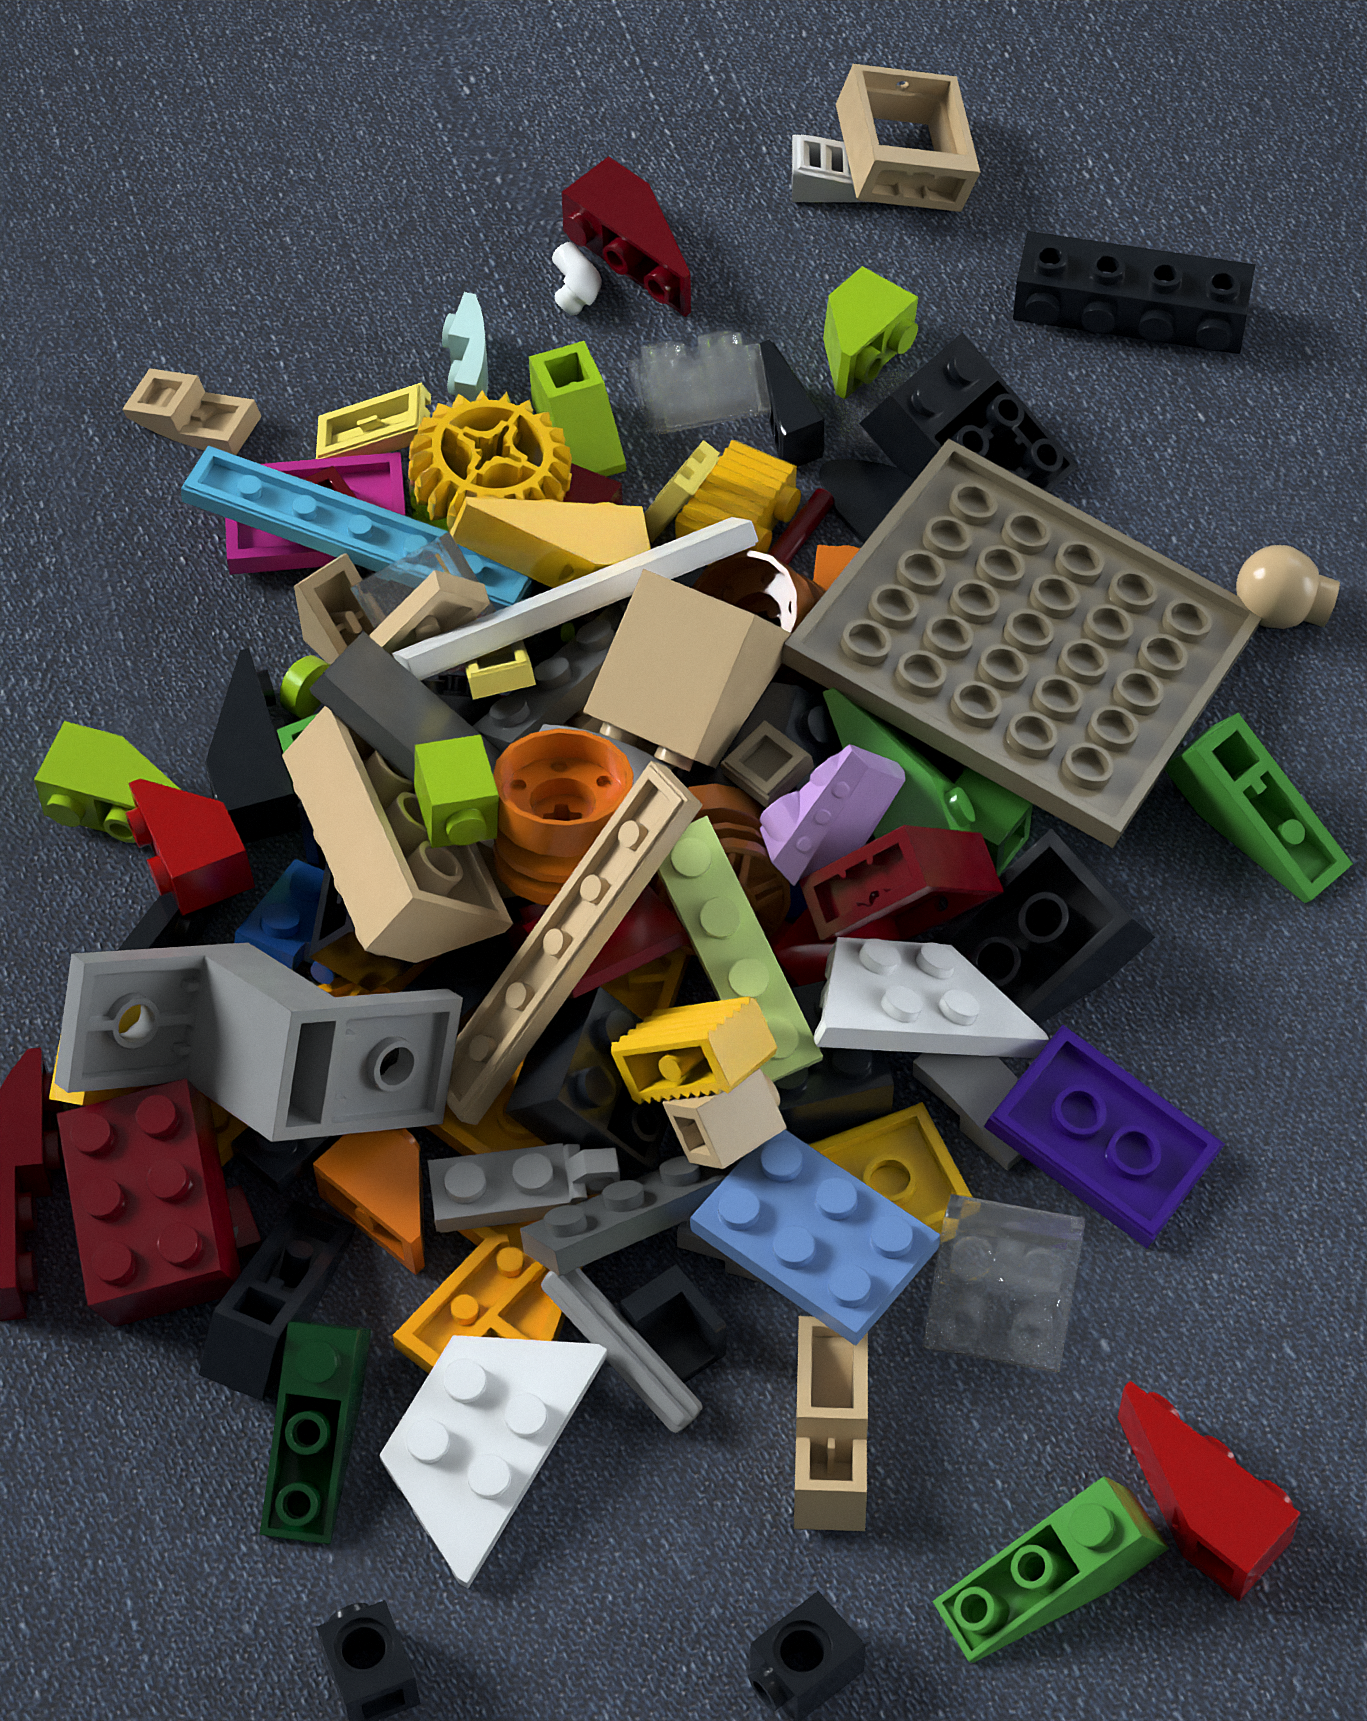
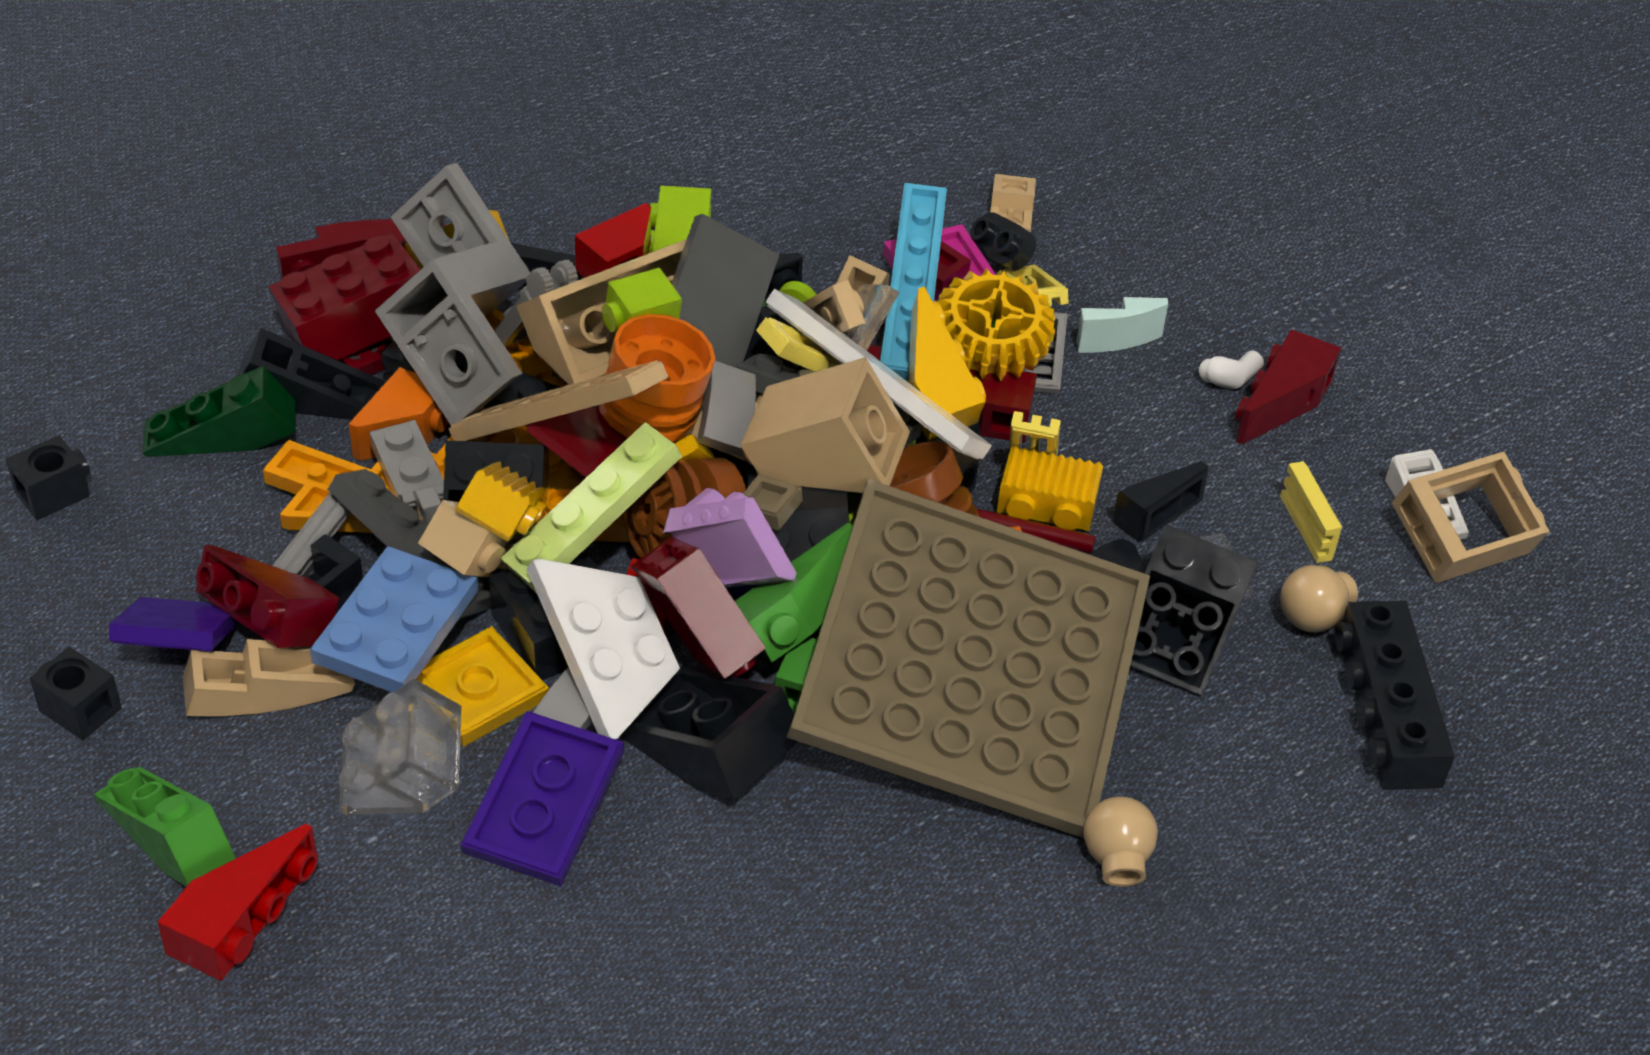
camera: 70 degrees right, 10 degrees down
(279, 429) = (1003, 241): none -> black plate
(312, 924) = (539, 282): none -> light grey hinge
(483, 1436) = (216, 497): white wing -> none
(576, 397) = (1092, 381): lime slope -> none
(699, 383) = (1155, 438): clear slope -> none
(719, 1389) = (264, 598): none -> dark red slope
(721, 1513) = (172, 624): none -> dark purple tile
(819, 272) = (1311, 512): none -> light yellow tile
(865, 328) = (1257, 526): lime slope -> none
(985, 310) = (1317, 597): none -> tan piece
(1257, 807) = (884, 850): bright green slope -> none

